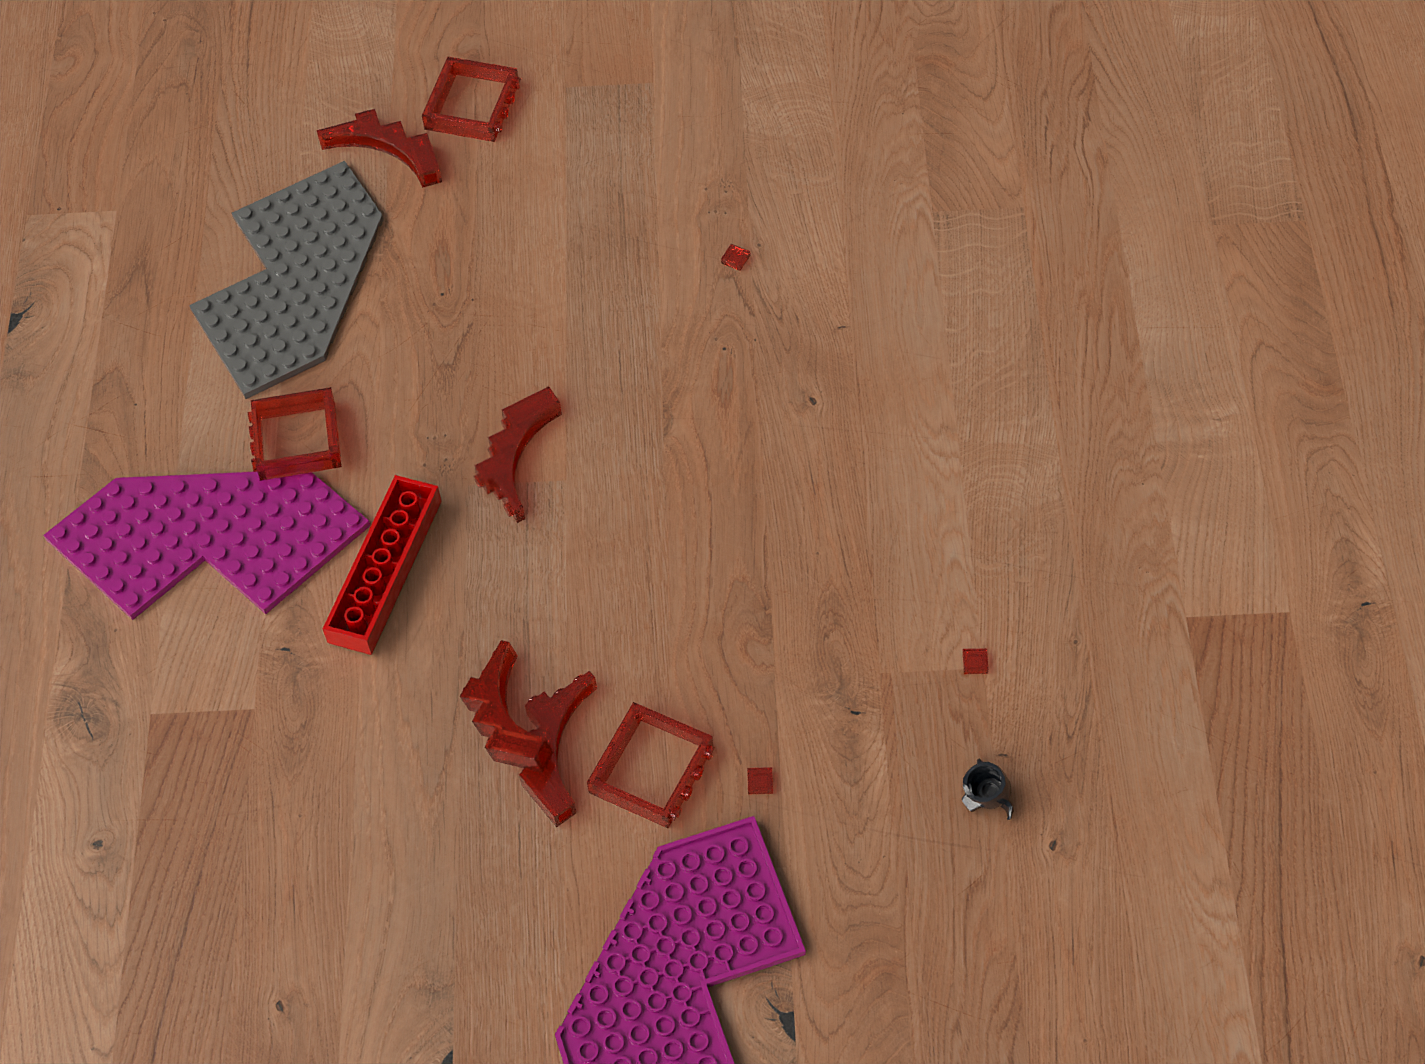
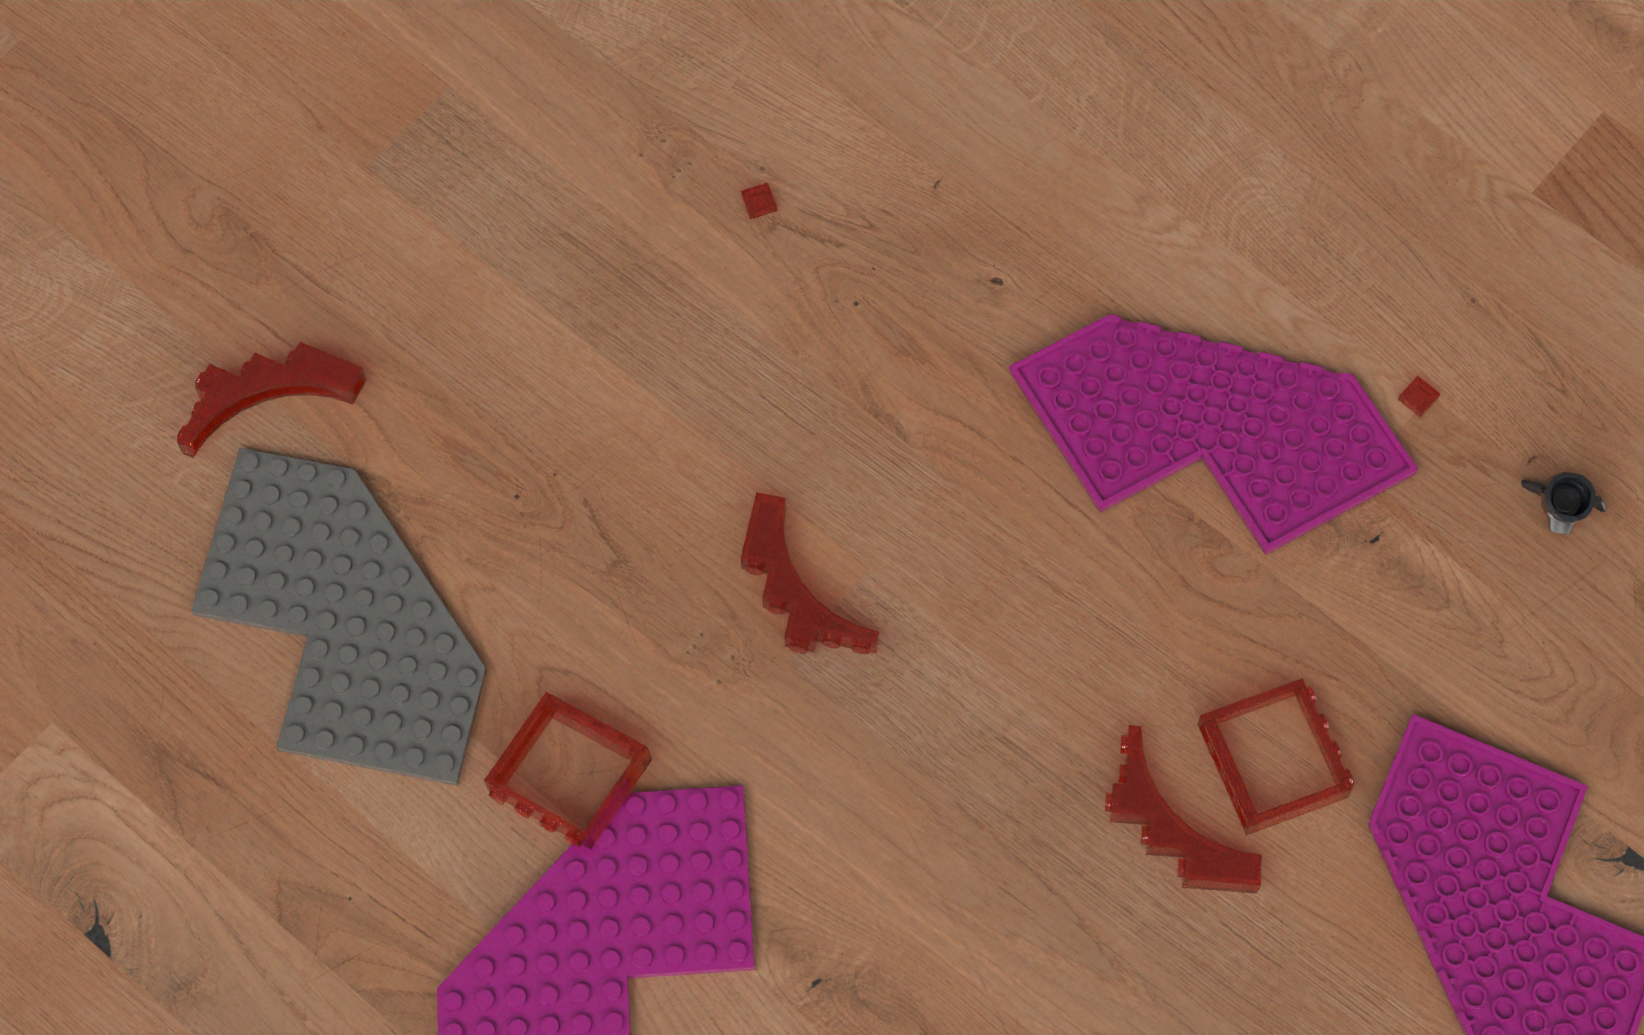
camera: 50 degrees left, 10 degrees up
(382, 565) = (817, 812): red brick -> none
(467, 127) = (313, 306): clear red window -> none
(488, 698) = (1150, 857): clear red arch -> none
(760, 780) = (1374, 678): clear red tile -> none
(863, 599) = (1273, 432): none -> magenta plate

